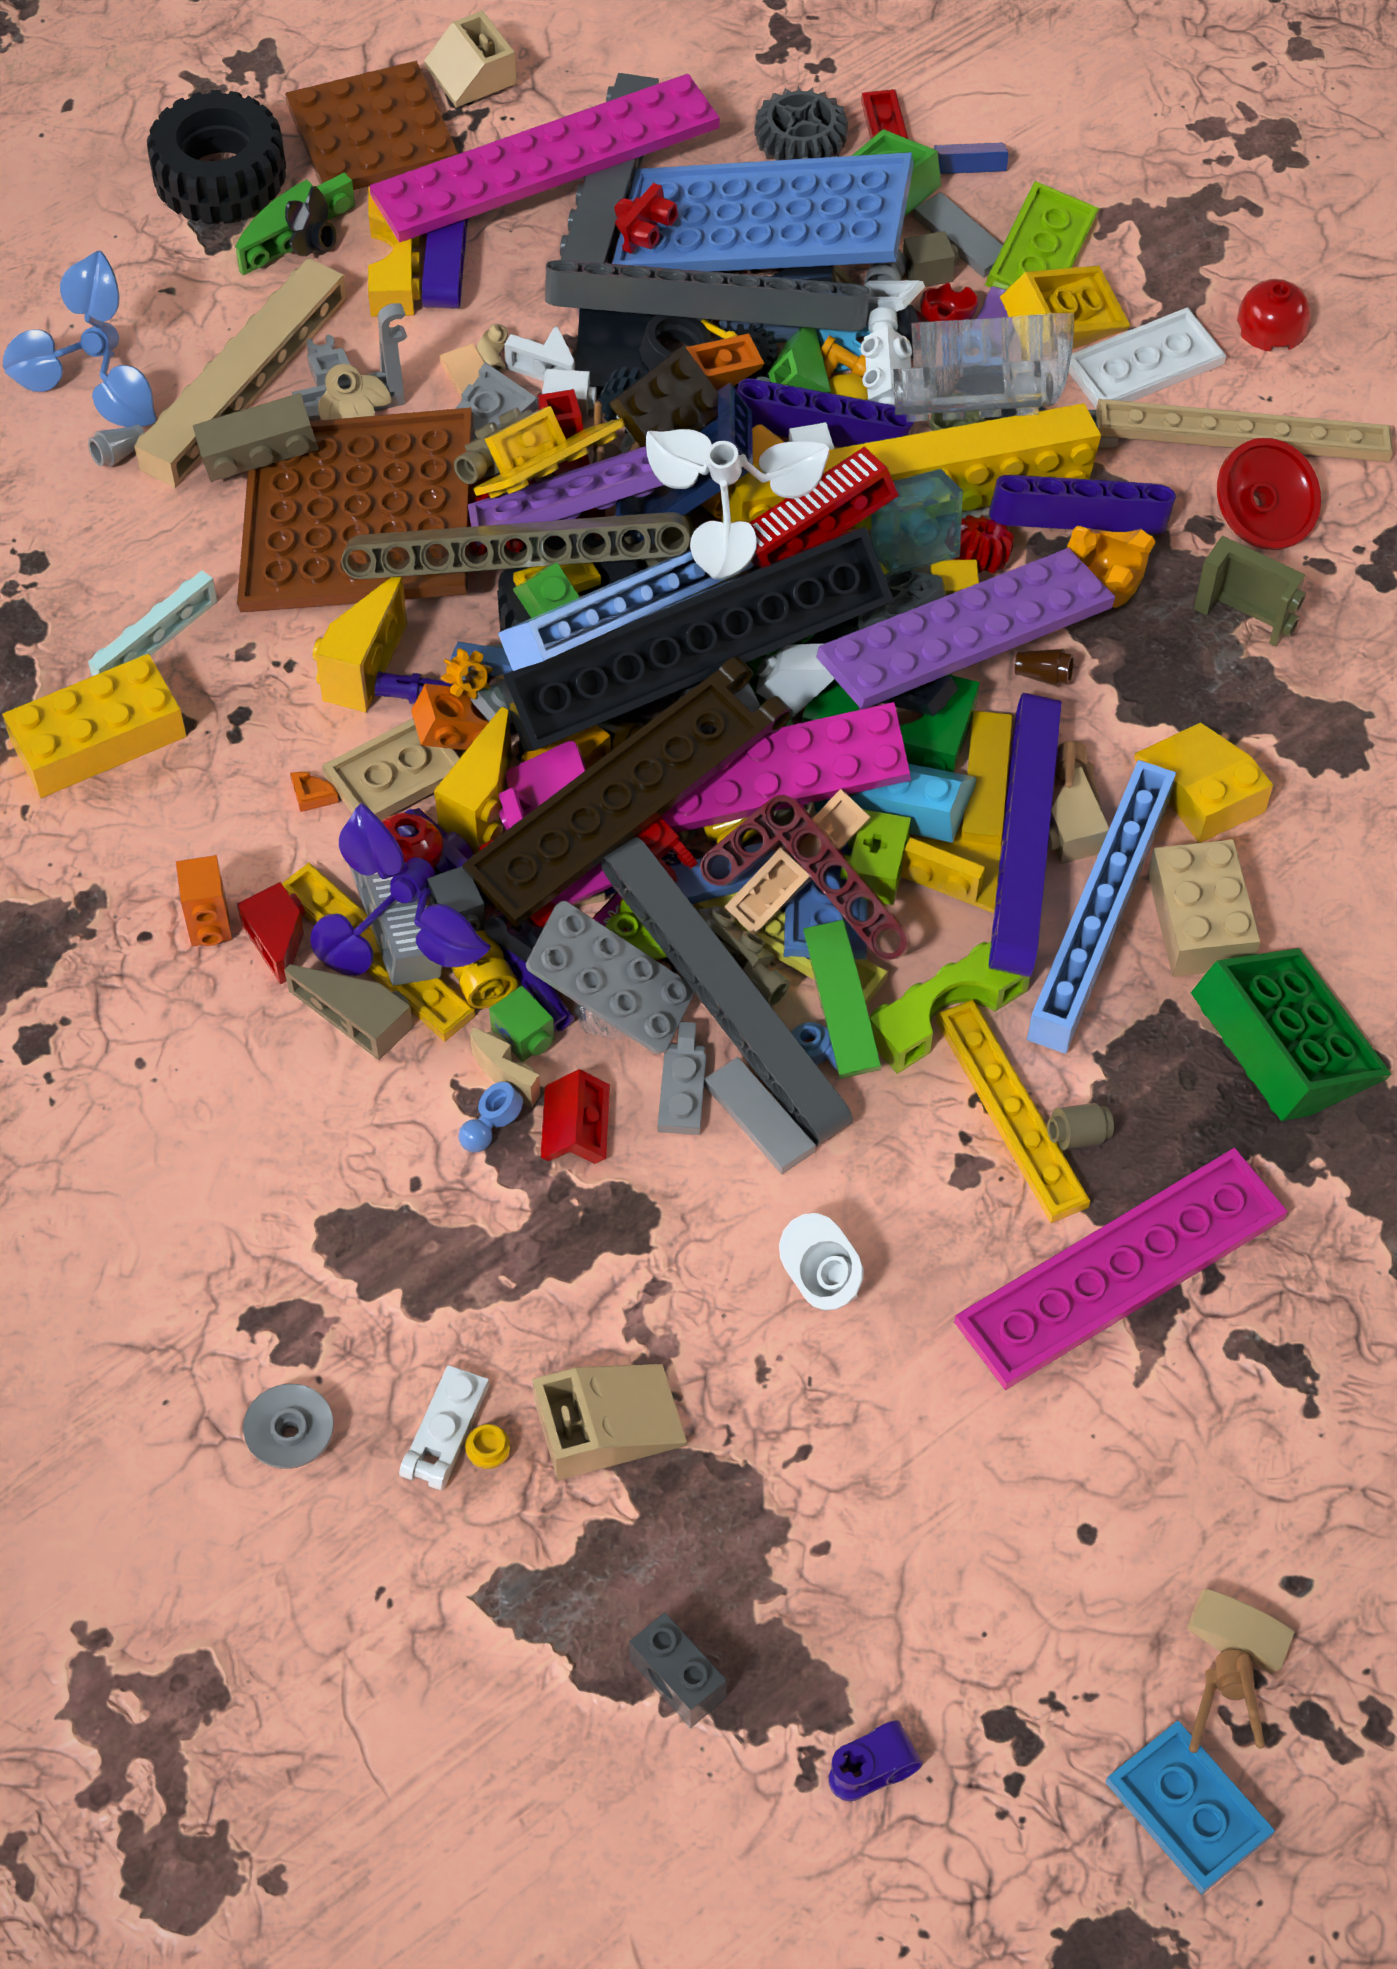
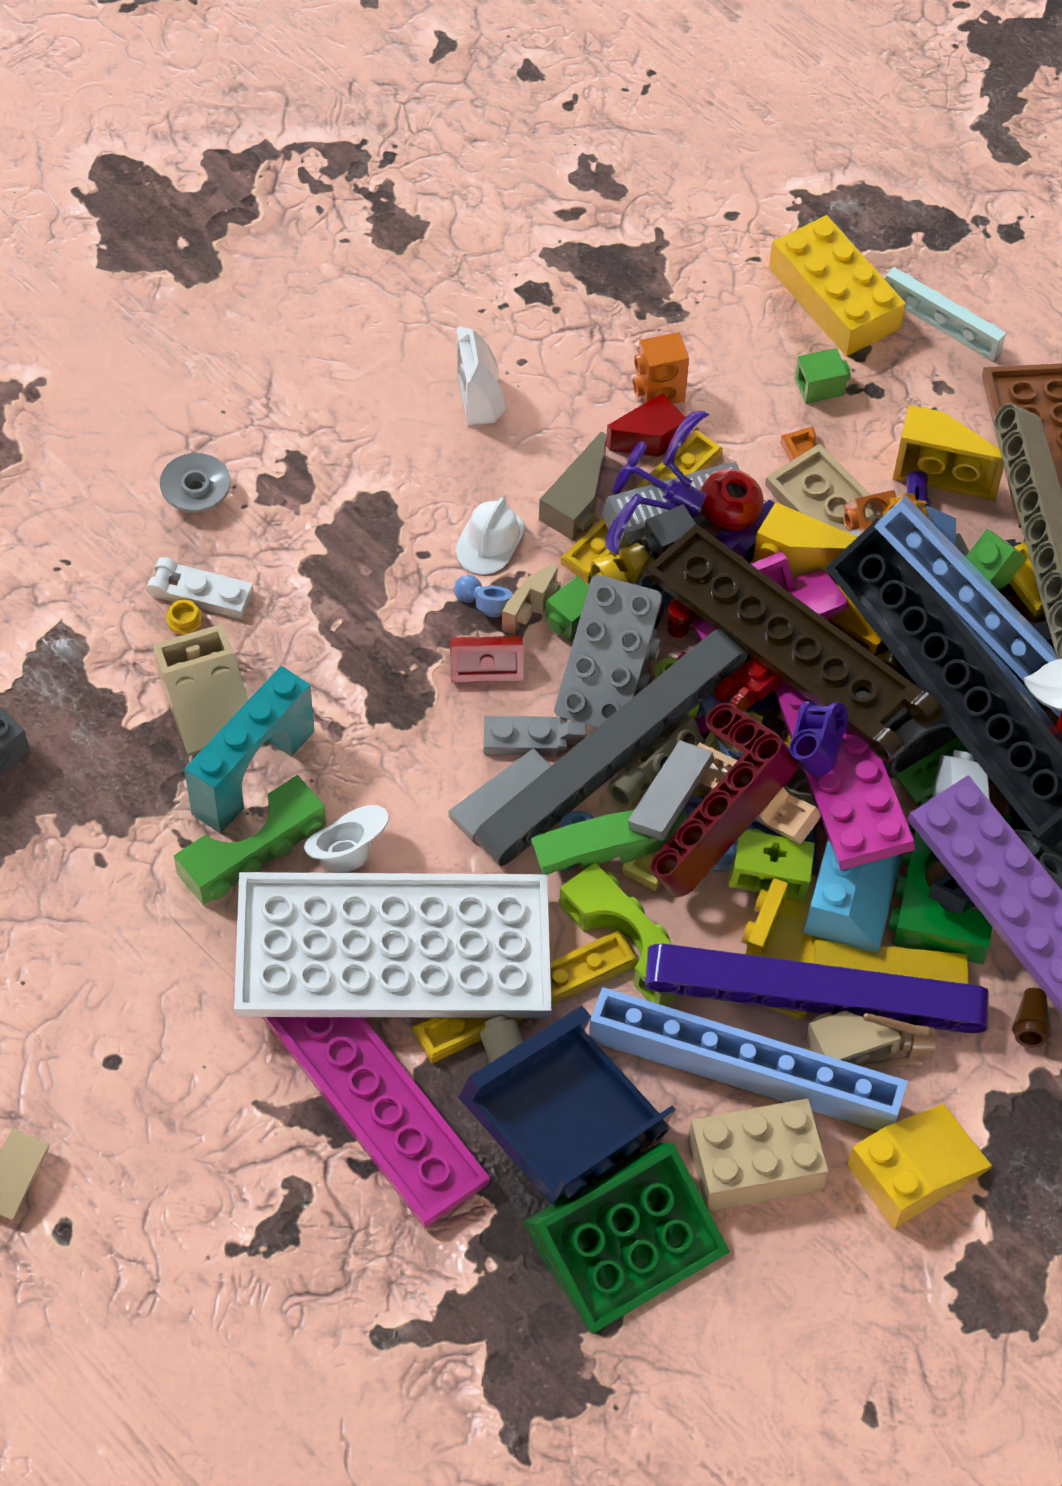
camera: 85 degrees right, 0 degrees up
(180, 1099) = (478, 379): none -> white slope
(223, 755) = (822, 375): none -> bright green brick
(403, 1110) = (489, 538): none -> white piece
(669, 1315) = (275, 713): none -> teal arch
(759, 768) = (818, 736): none -> dark purple piece
(783, 1329) = (214, 866): none -> bright green arch
(797, 928) = (671, 790): none -> light grey tile
(965, 1226) = (392, 945): none -> white plate
(1168, 1064) = (563, 1108): none -> dark blue panel

